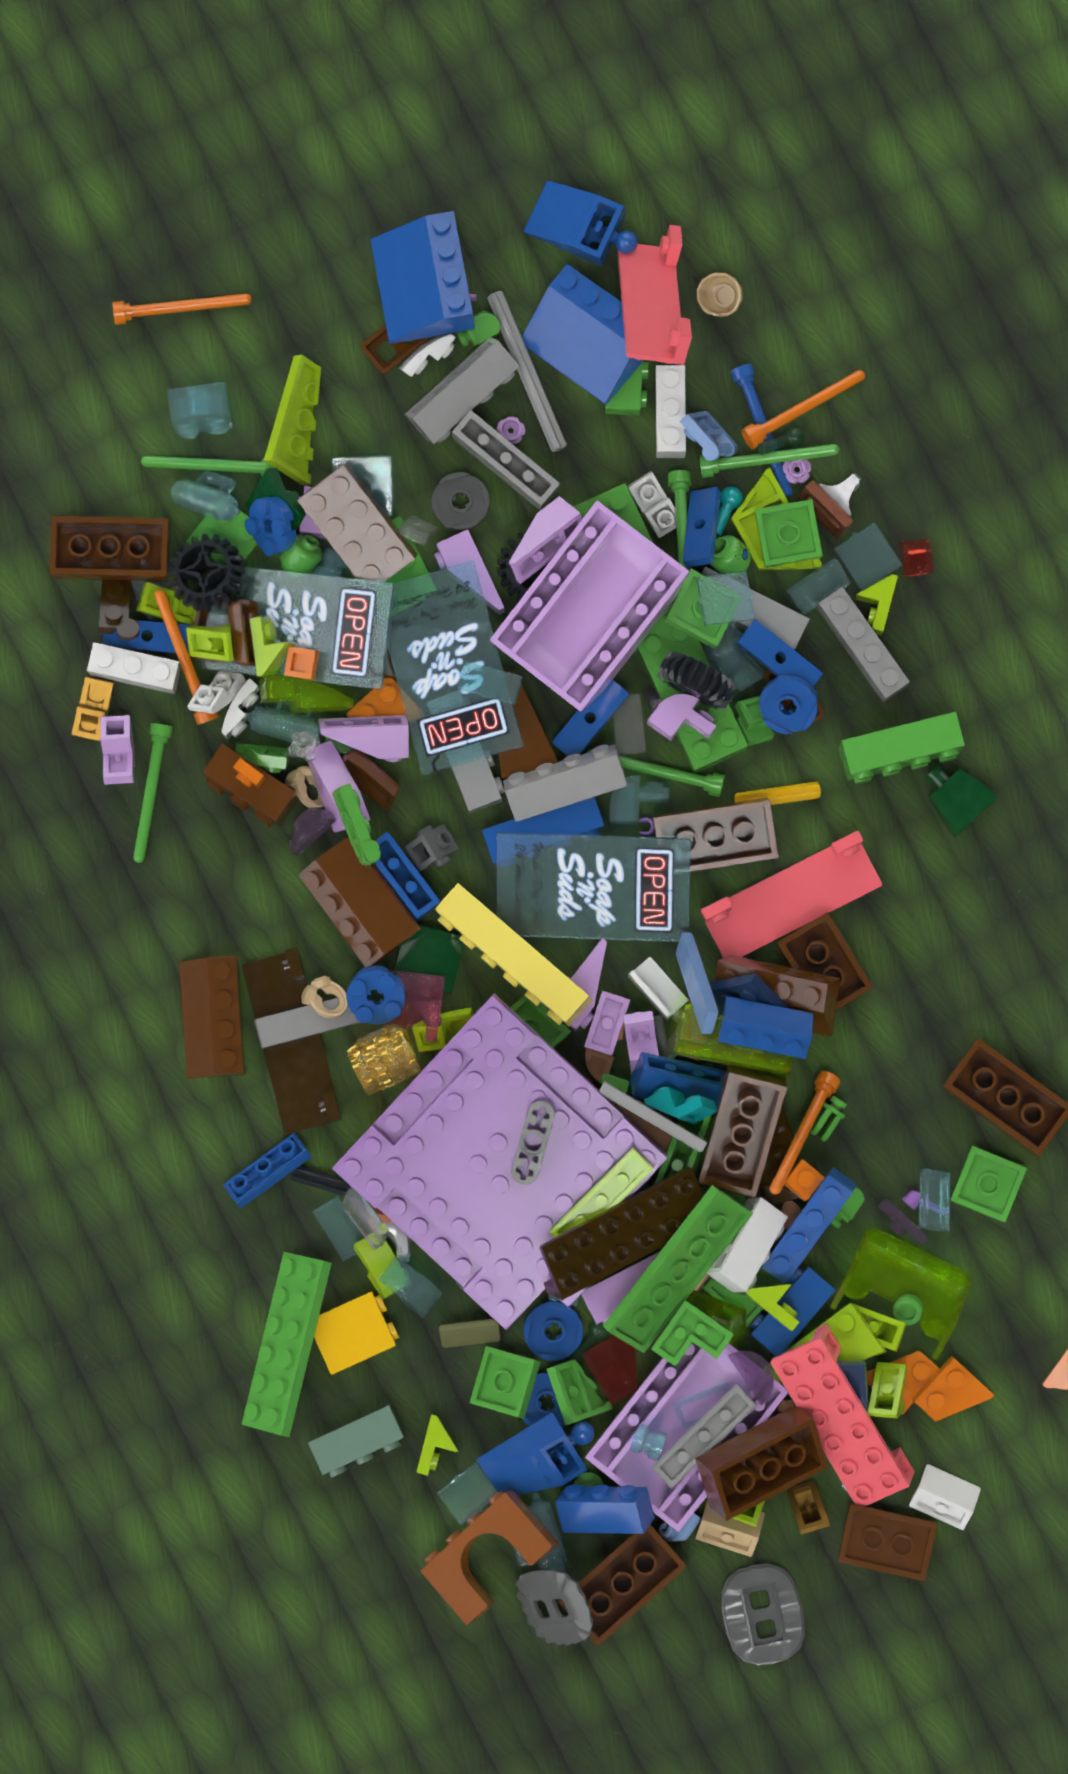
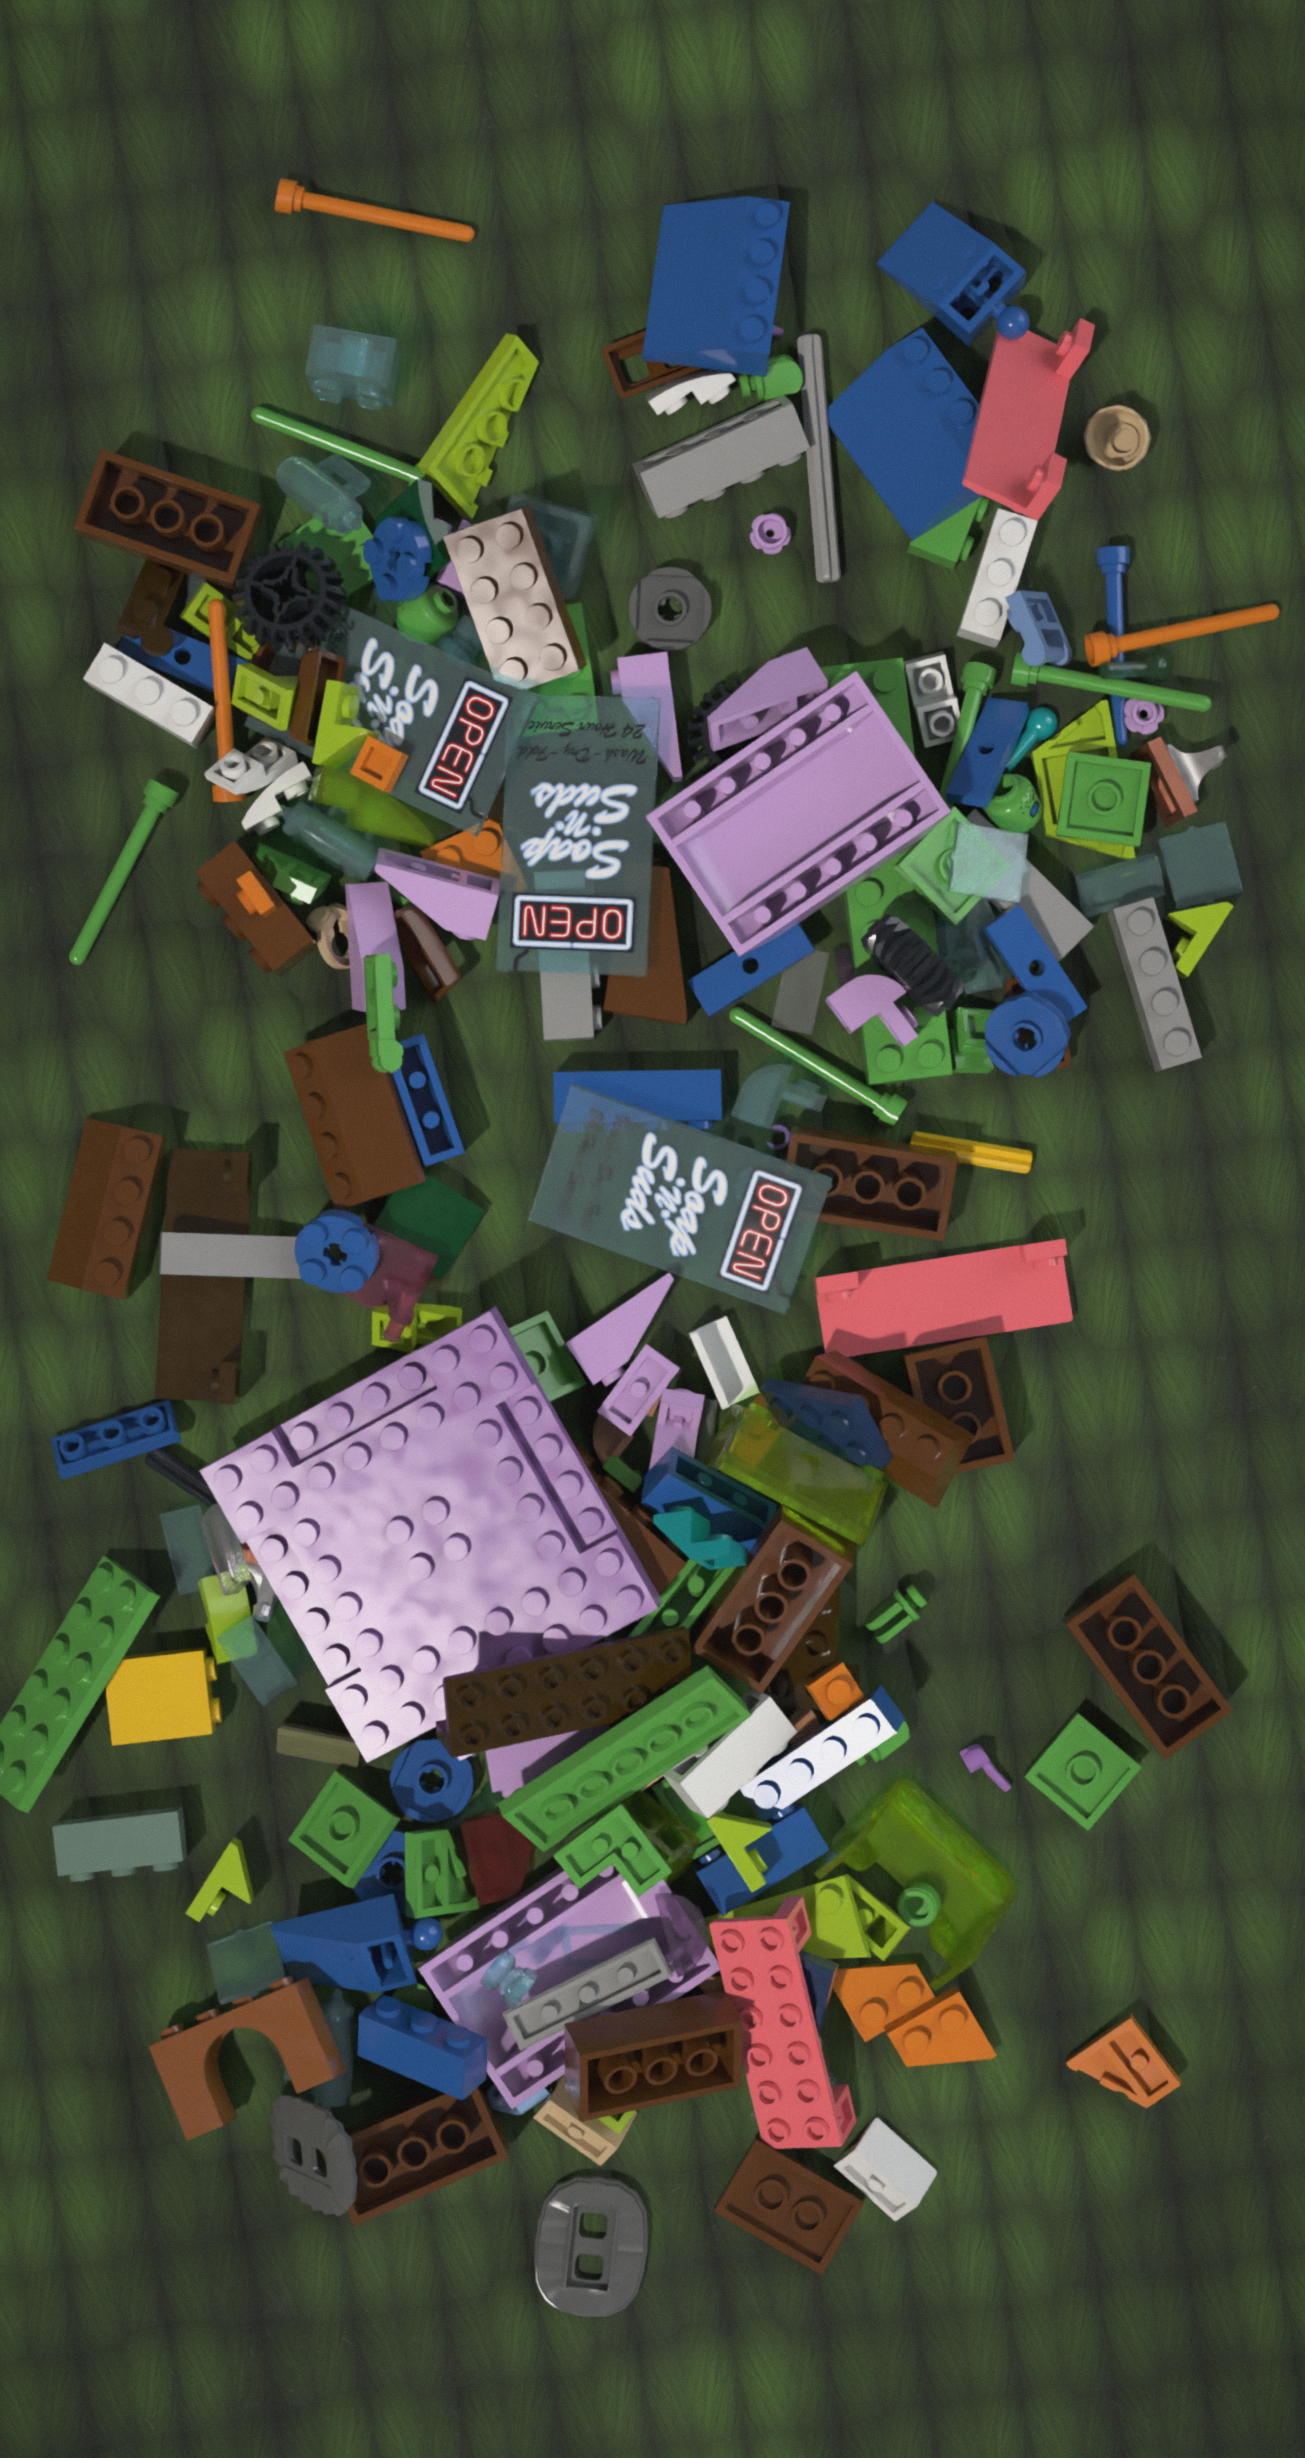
camera: 15 degrees right, 5 degrees up
(93, 705) = (78, 732): slope -> none
(117, 749) = (93, 801): lavender brick -> none
(303, 738) = (354, 871): clear plate -> none
(309, 827) = (320, 991): clear purple tile -> none
(311, 998) = (247, 1225): tan piece -> none
(384, 1058) = (318, 1343): clear yellow piece -> none
(418, 530) = (598, 630): clear tile -> none
(432, 847) = (486, 1073): dark grey brick -> none
(490, 683) = (628, 875): clear light blue tile -> none
(506, 460) = (749, 573): light grey brick -> none
(513, 955) = (540, 1257): light yellow brick -> none
(520, 1160) = (456, 1546): beam -> none
(564, 782) = (686, 1044): light grey brick -> none
(607, 1191) = (559, 1628): lime tile -> none
(653, 1117) = (657, 1544): light grey tile -> none
(697, 983) = (777, 1379): medium blue tile -> none
(765, 1027) = (850, 1473): blue brick -> none
(807, 1507) = (697, 2131): pearl gold slope -> none
(826, 1084) = (906, 1568): orange piece -> none
(888, 1390) = (855, 2009): lime slope -> none
(900, 747) = (1161, 1142): bright green brick -> none
(902, 1224) = (947, 1787): clear purple plate -> none
(916, 557) = (1266, 887): clear red slope -> none
(934, 1200) = (1002, 1770): clear light blue tile -> none
(958, 798) = (1214, 1237): dark green torso -> none

